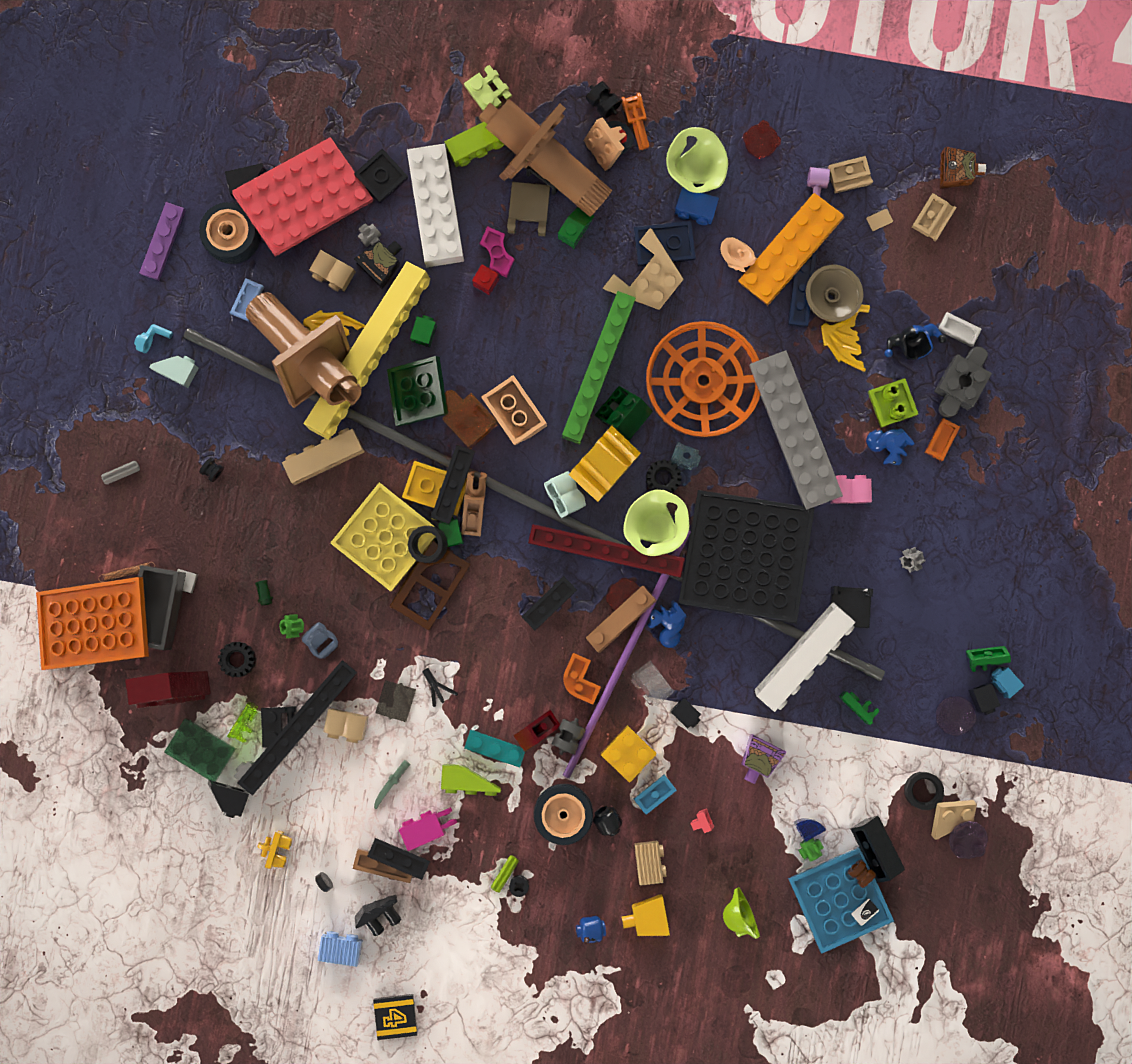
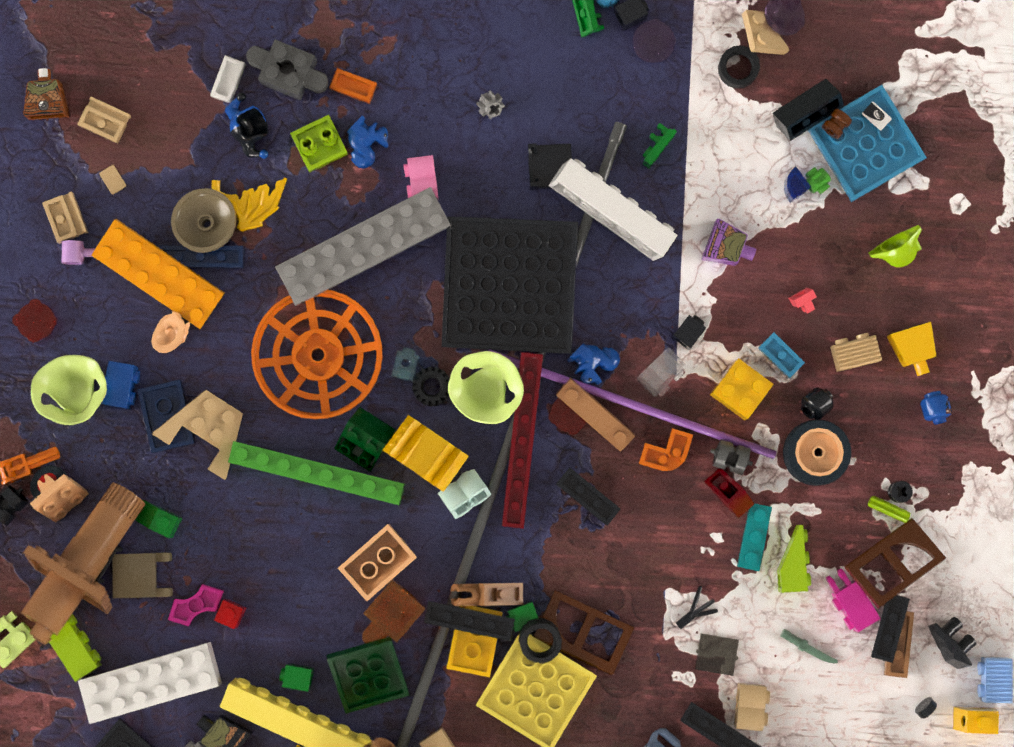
camera: 100 degrees left, 0 degrees up
(306, 926) = (977, 720): none -> yellow torso
(480, 887) = (907, 534): none -> reddish brown window

